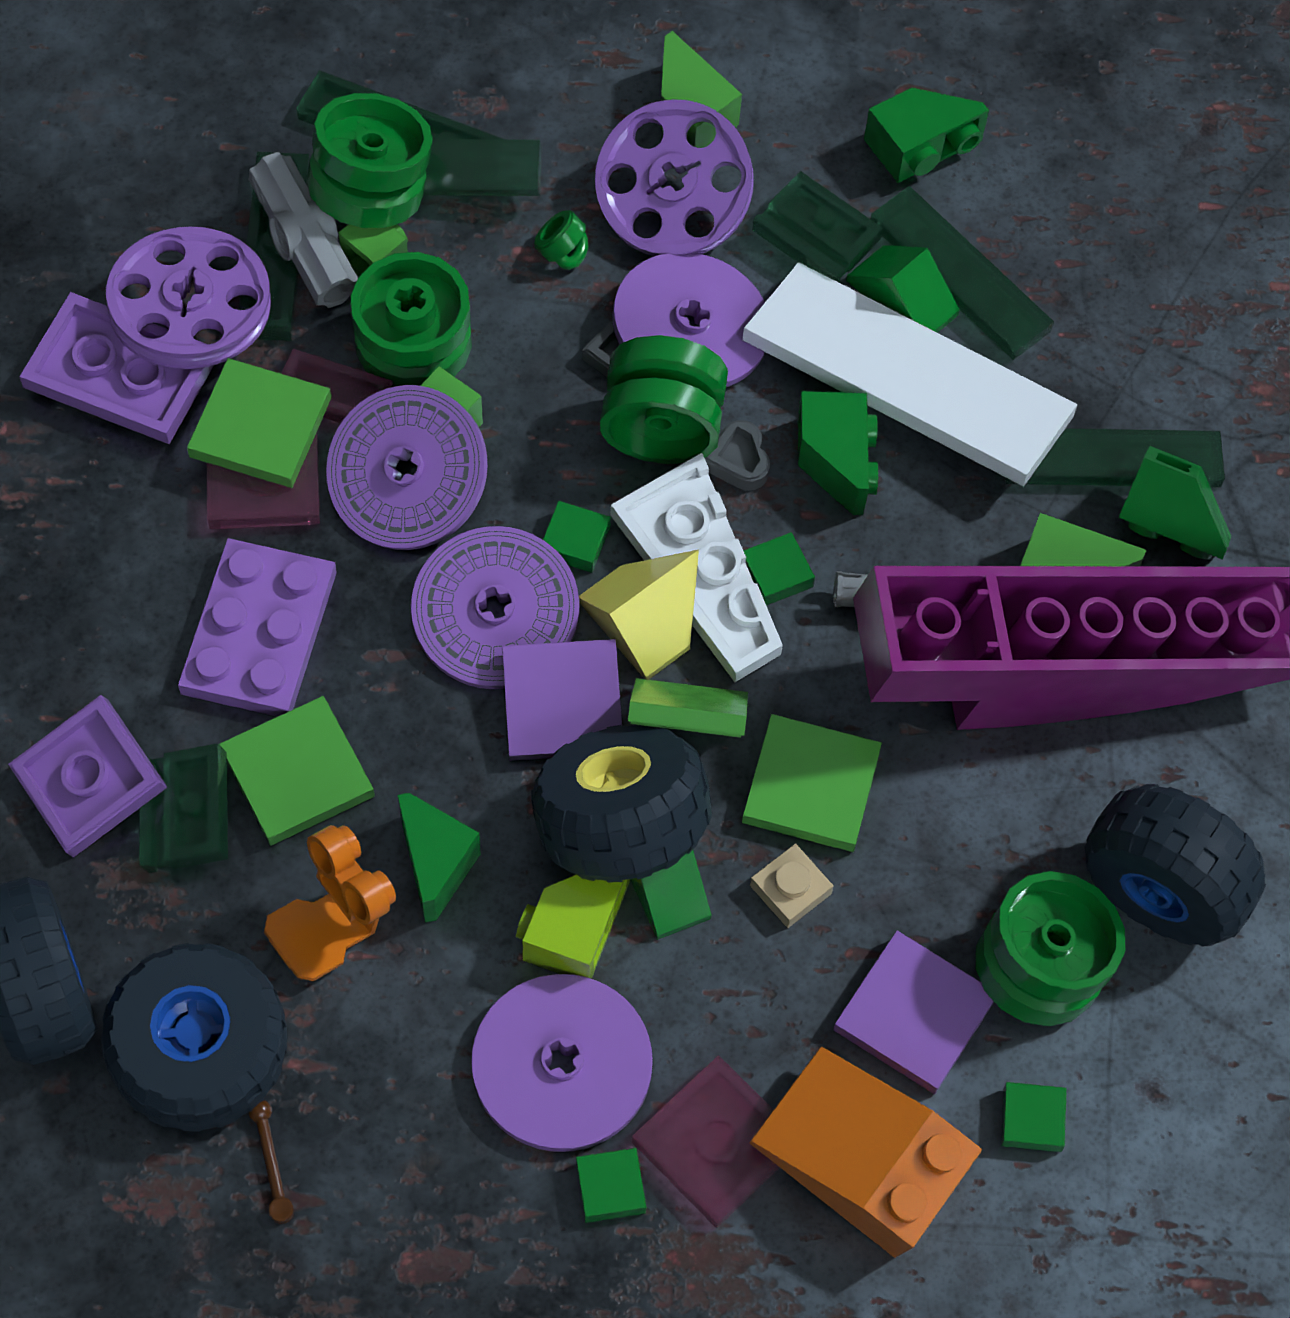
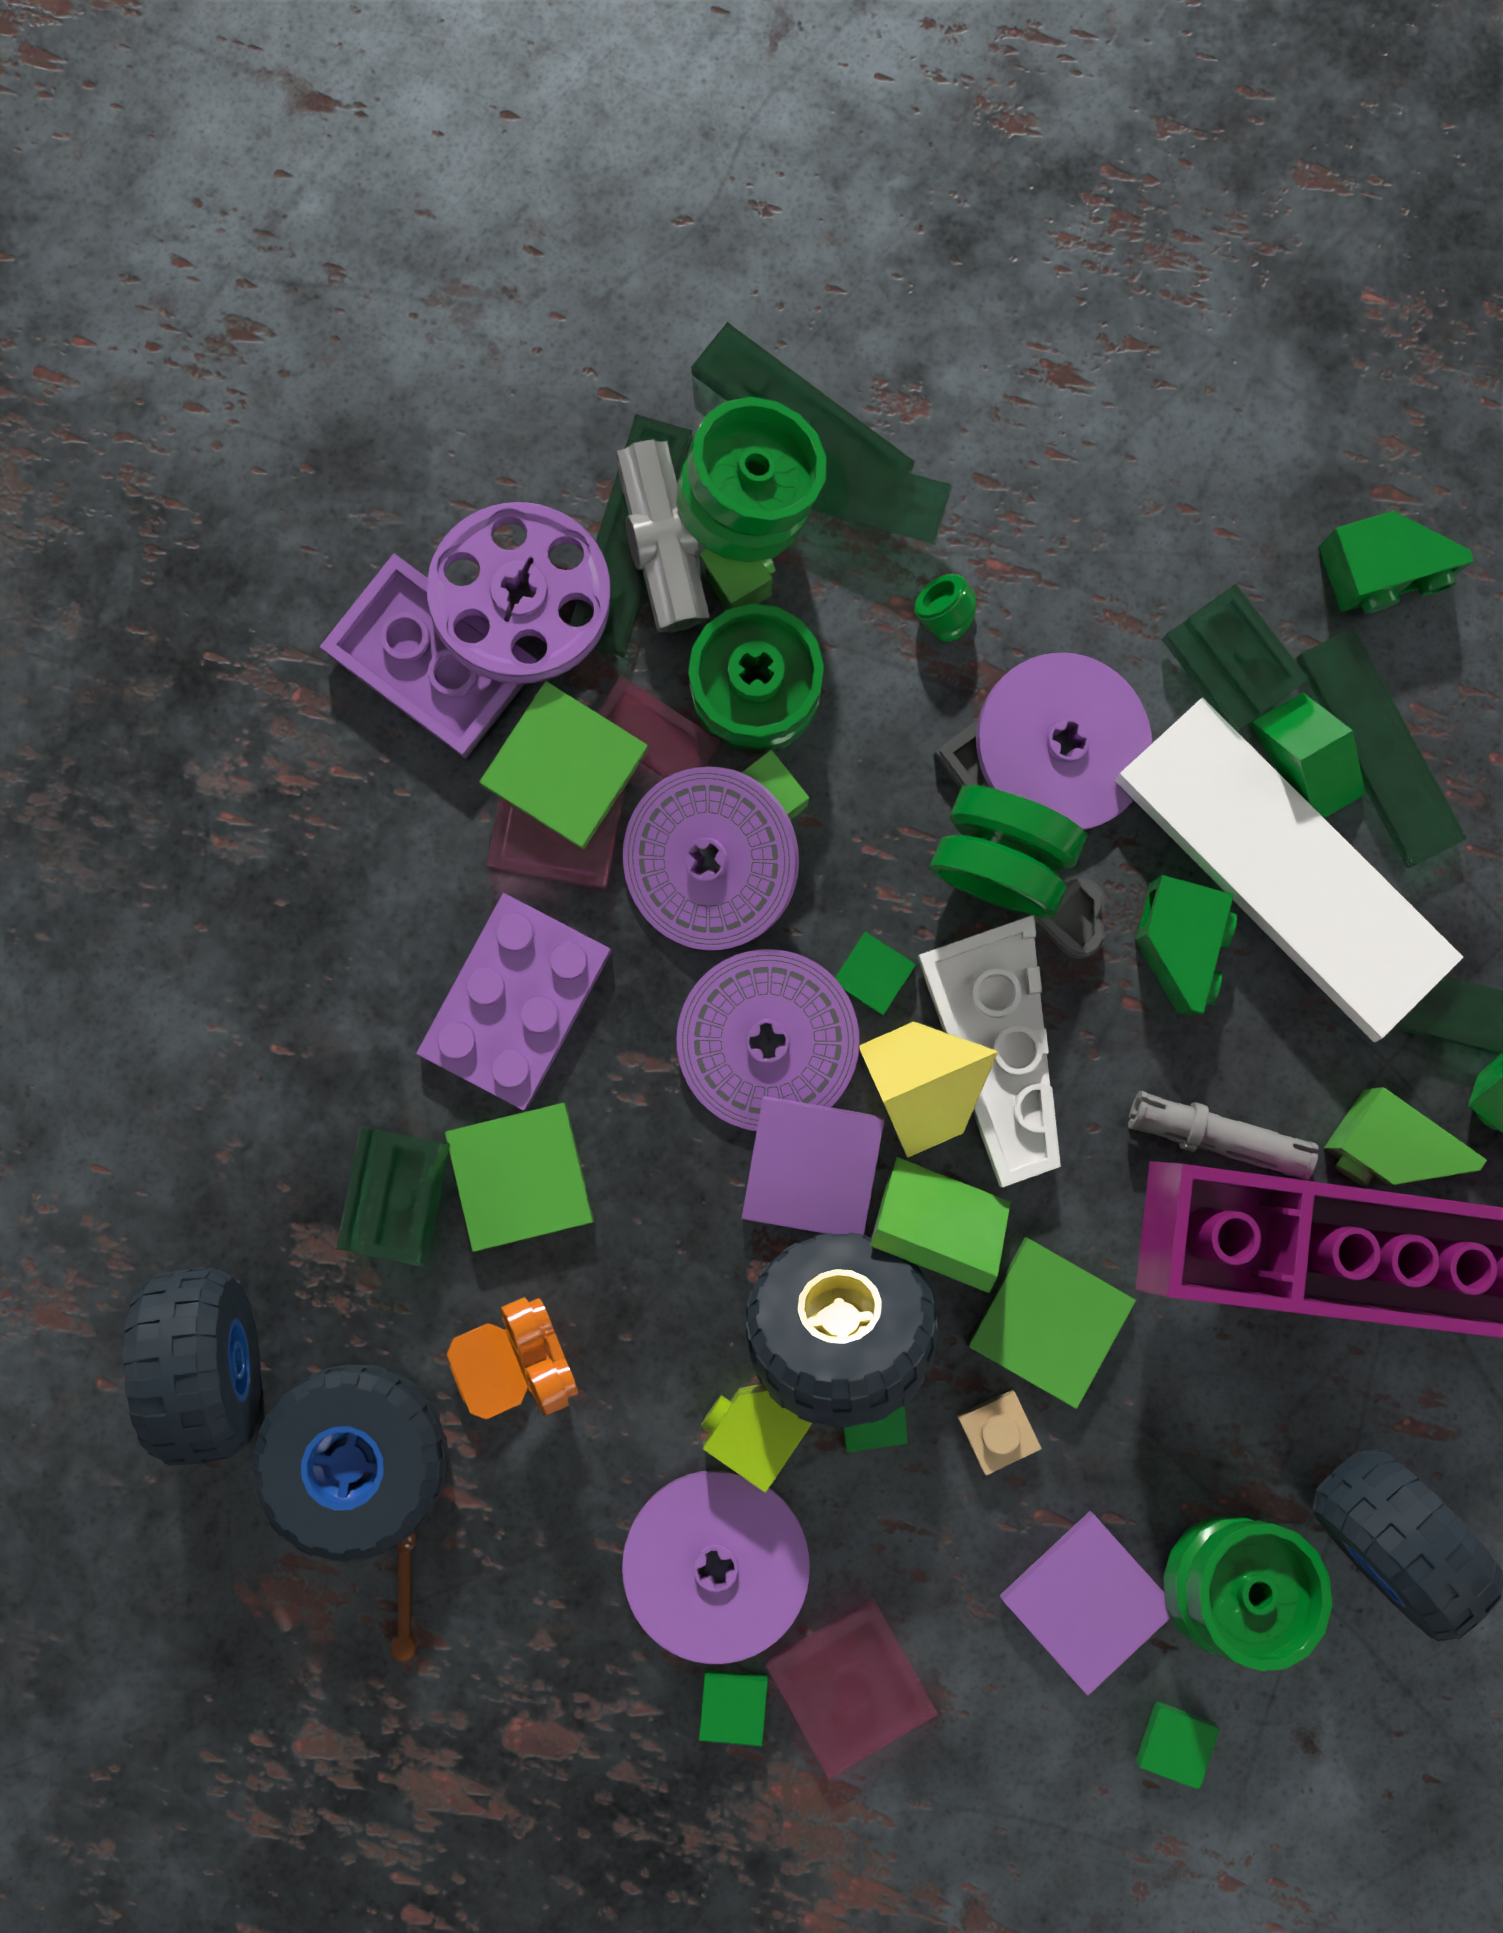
camera: 15 degrees right, 20 degrees up
(87, 776) = (302, 1135): medium lavender tile -> none
(439, 852) = (640, 1313): green slope -> none
(674, 152) = (1101, 534): medium lavender wedge -> none
(693, 79) = (1139, 457): bright green slope -> none
(779, 568) = (1080, 1065): green tile -> none
(866, 1150) = (997, 1755): orange slope -> none

